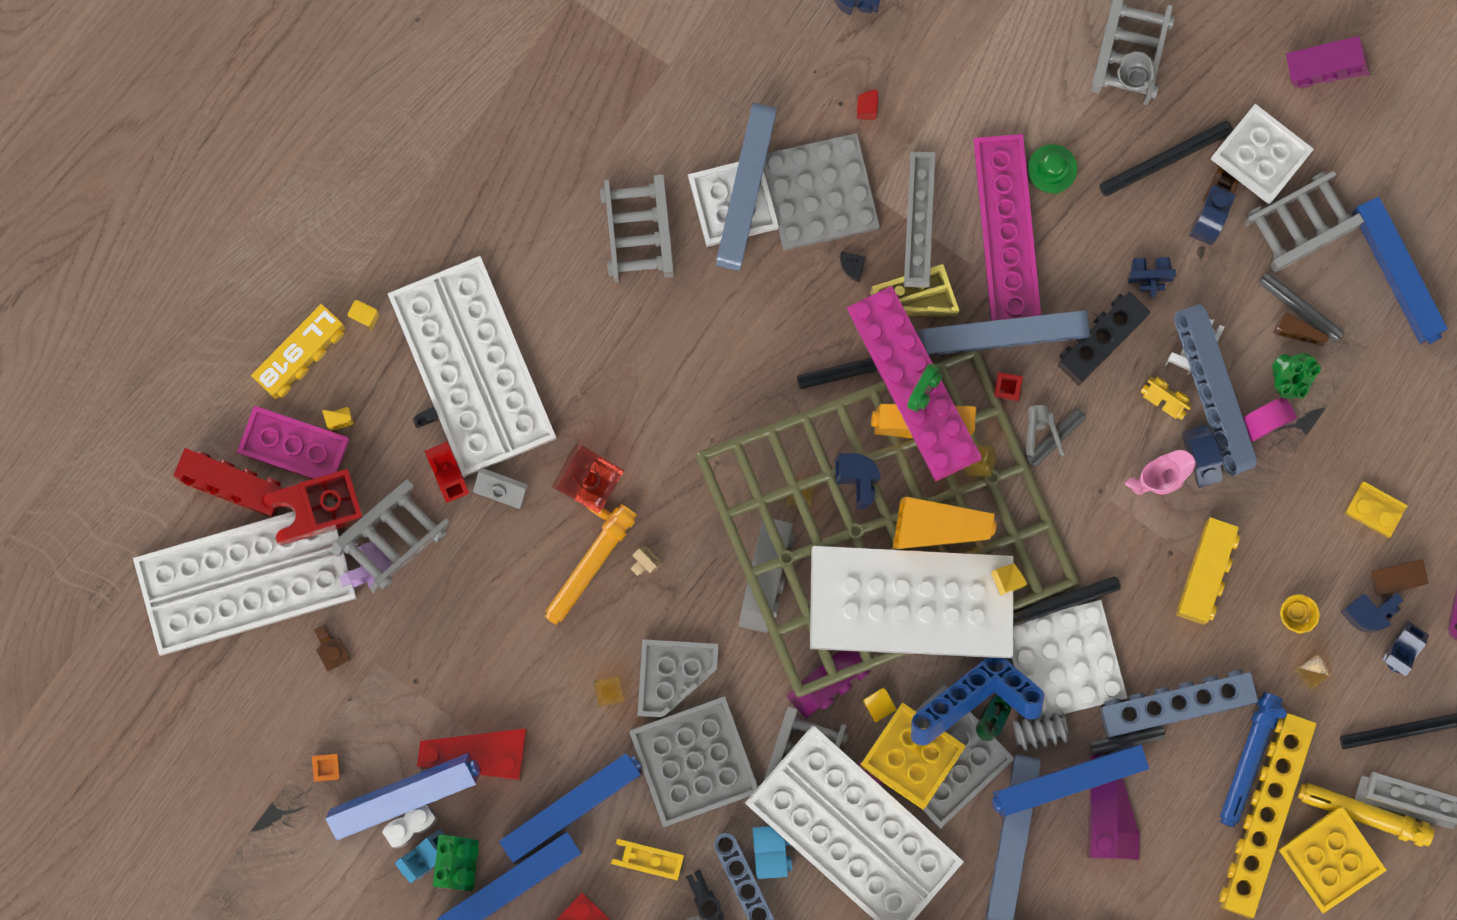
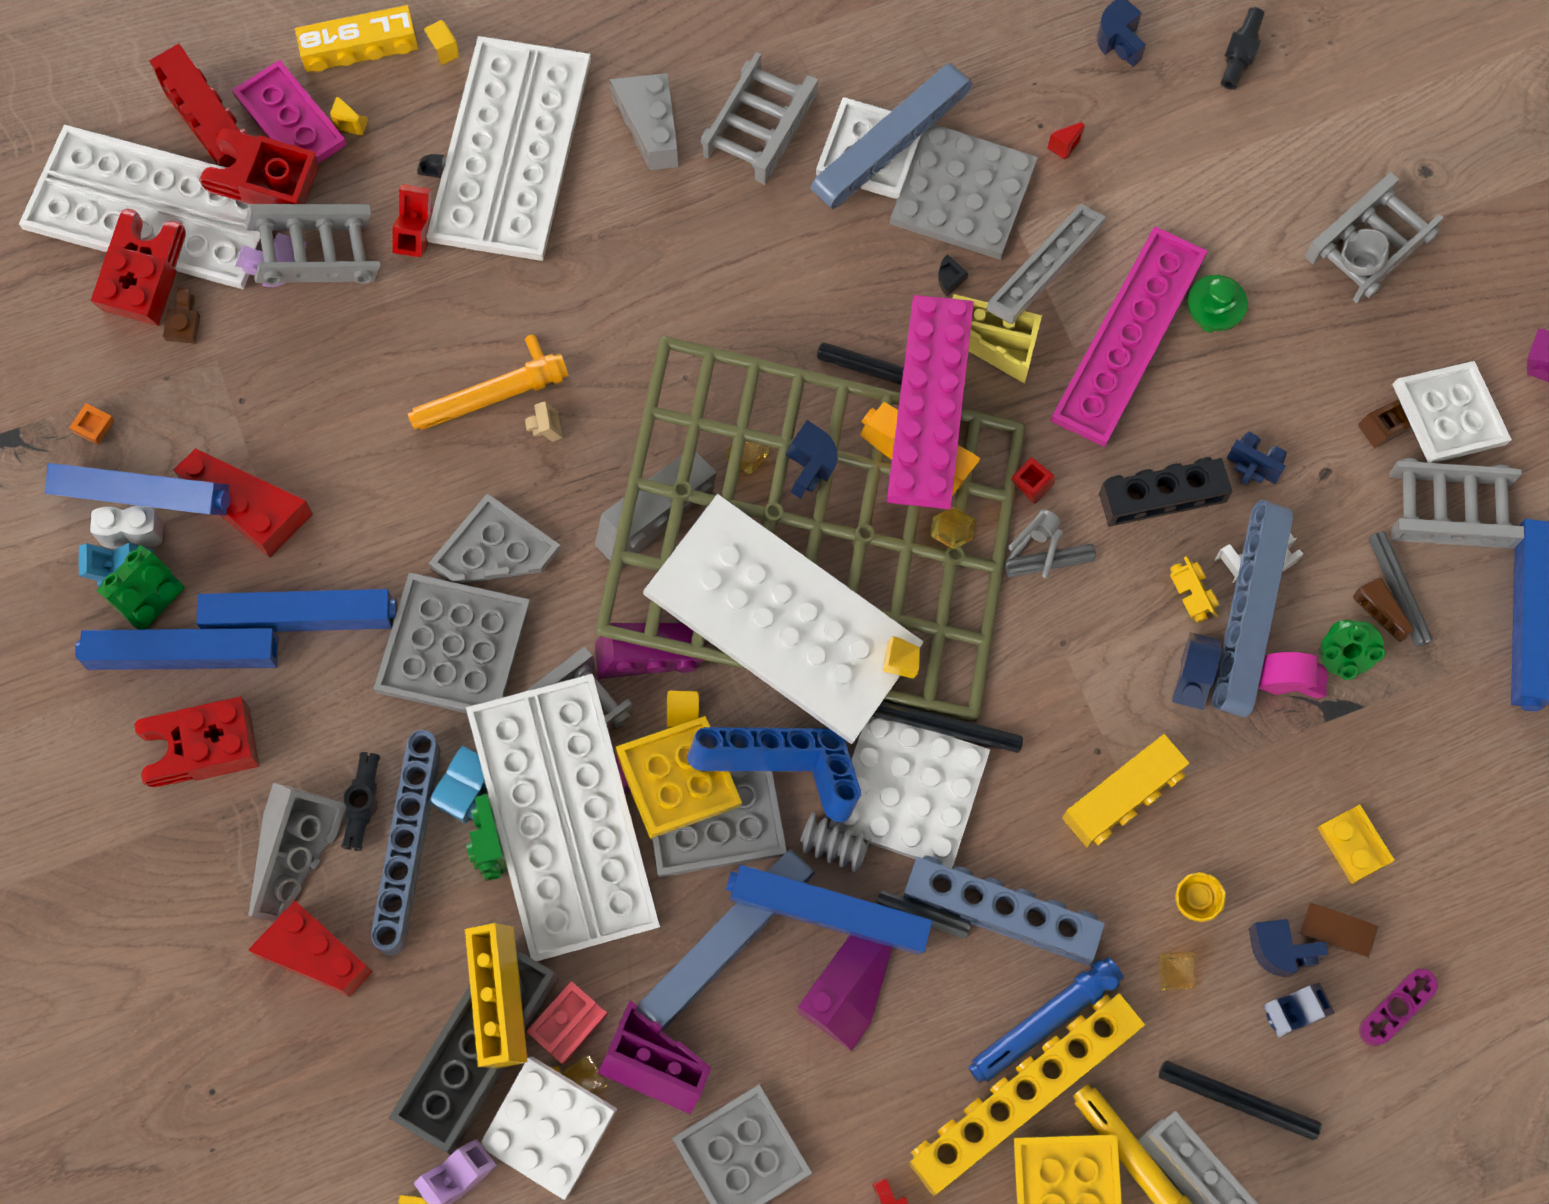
camera: 35 degrees right, 10 degrees down
(277, 627) = (141, 263): none -> red brick
(500, 488) = (454, 270): light grey plate -> none
(559, 279) = (649, 116): none -> light grey wedge
(587, 478) = (543, 307): clear red slope -> none
(609, 691) = (417, 524): clear yellow slope -> none
(649, 860) = (337, 715): yellow hinge -> none
(820, 886) = (485, 844): none -> green plate
(920, 396) = (936, 400): green plate -> none
(932, 524) = (865, 558): light orange slope -> none
(998, 721) = (789, 791): dark green beam -> none
(1005, 333) = (1062, 420): sand blue beam -> none
(1164, 473) = (1140, 661): bright pink hair -> none
(1166, 158) = (1342, 360): black axle -> none
(1212, 216) = (1358, 438): dark blue brick -> none

